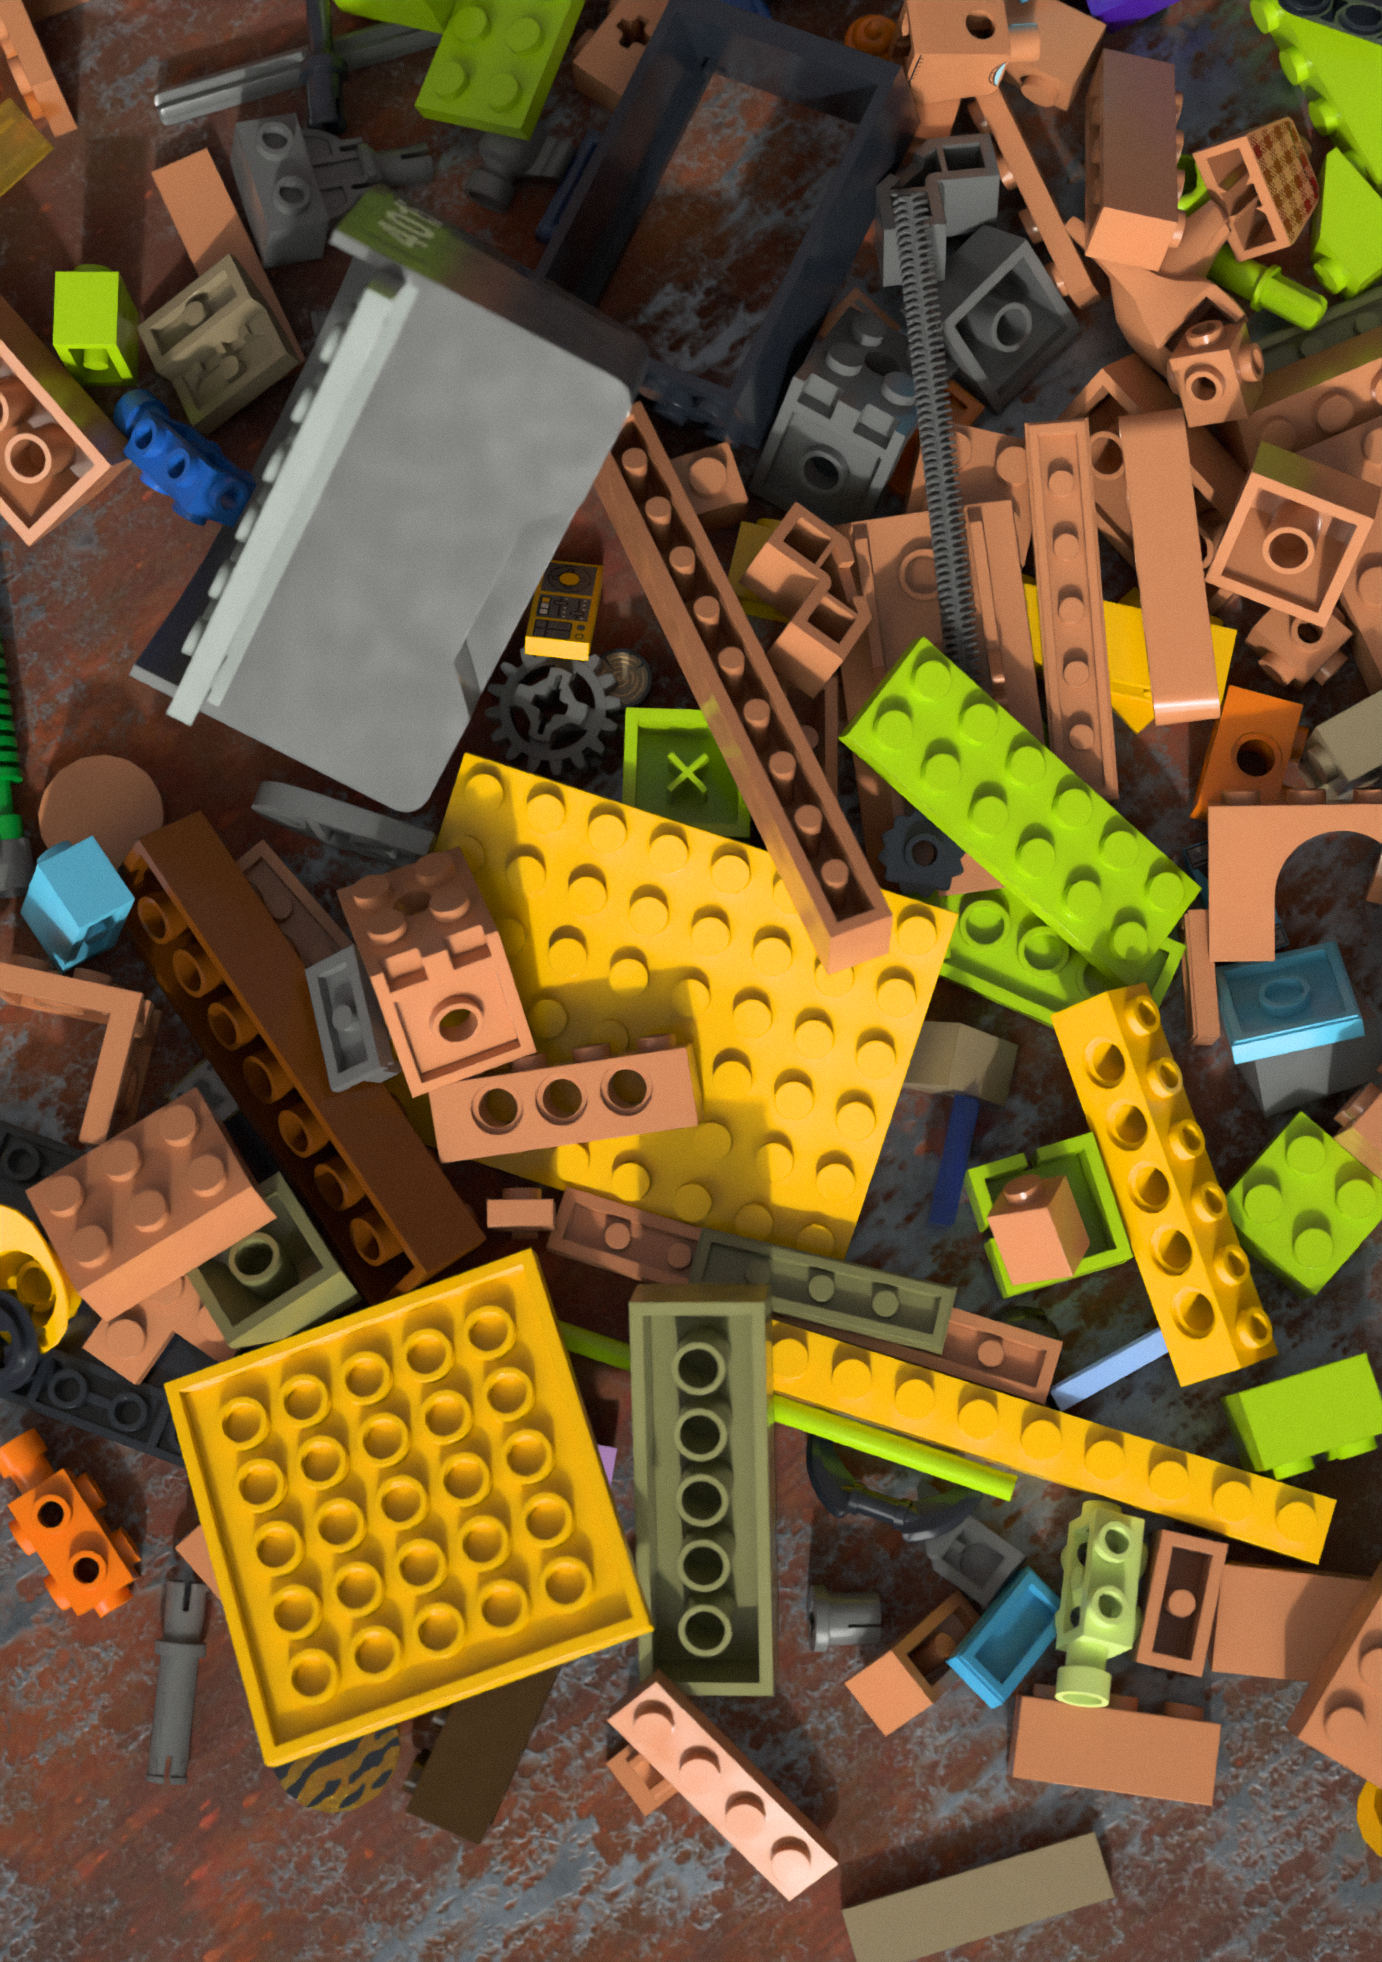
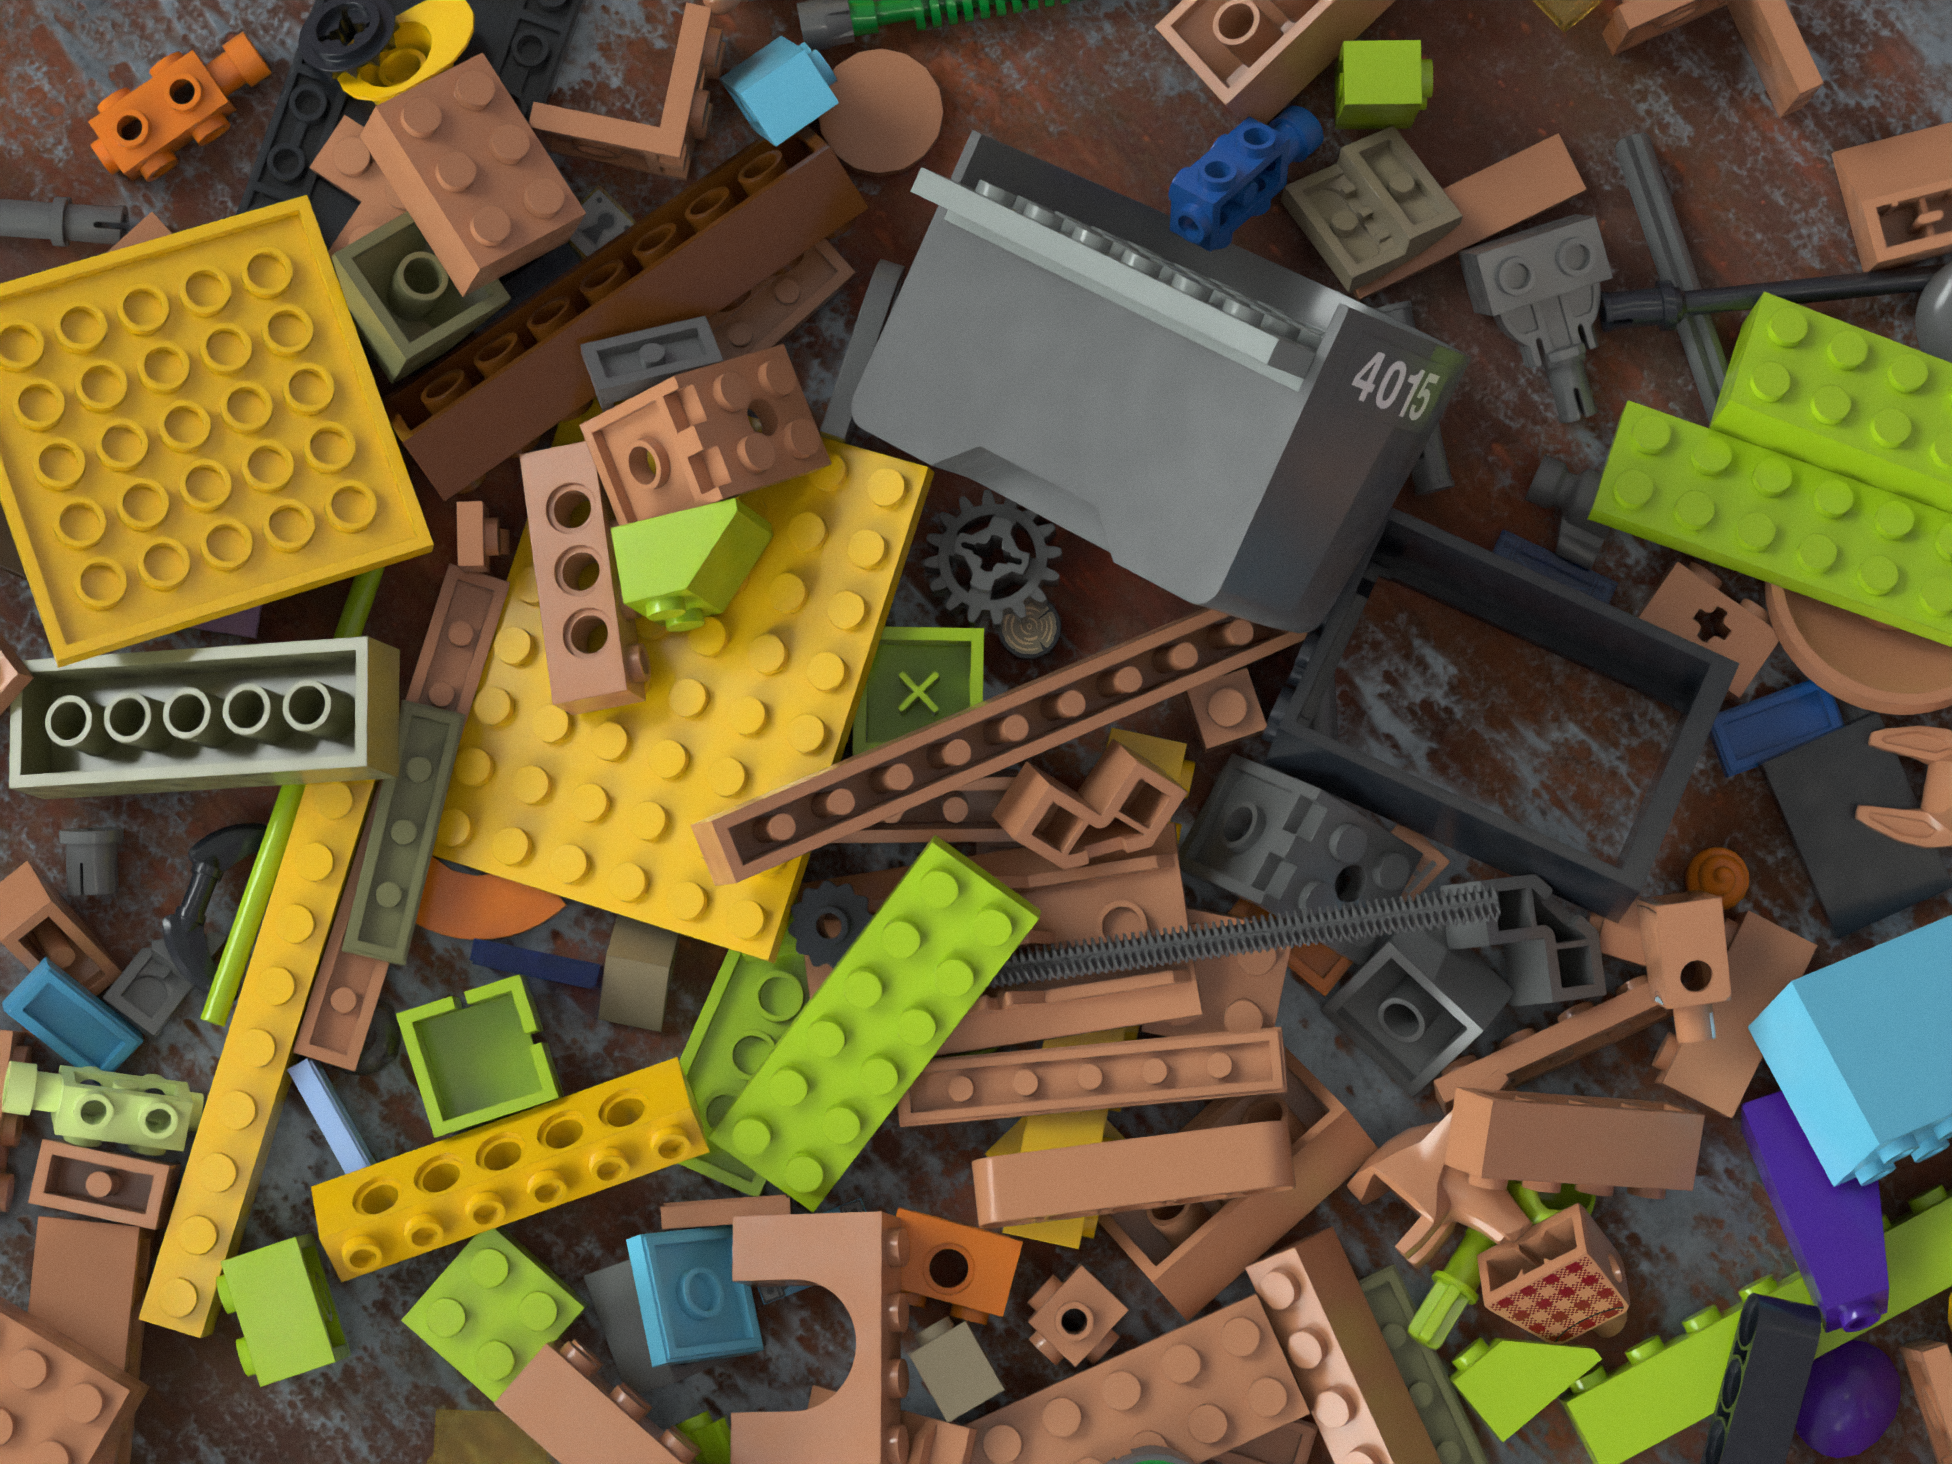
camera: 85 degrees right, 5 degrees up
(556, 984) = (688, 561): none -> lime slope
(564, 611) = (1086, 571): tile -> none
(892, 1215) = (482, 905): none -> orange tile
(1038, 1229) = (457, 1042): brick -> none
(1216, 373) = (1343, 1227): nougat brick -> none
(1294, 534) = (1166, 1300): nougat slope -> none

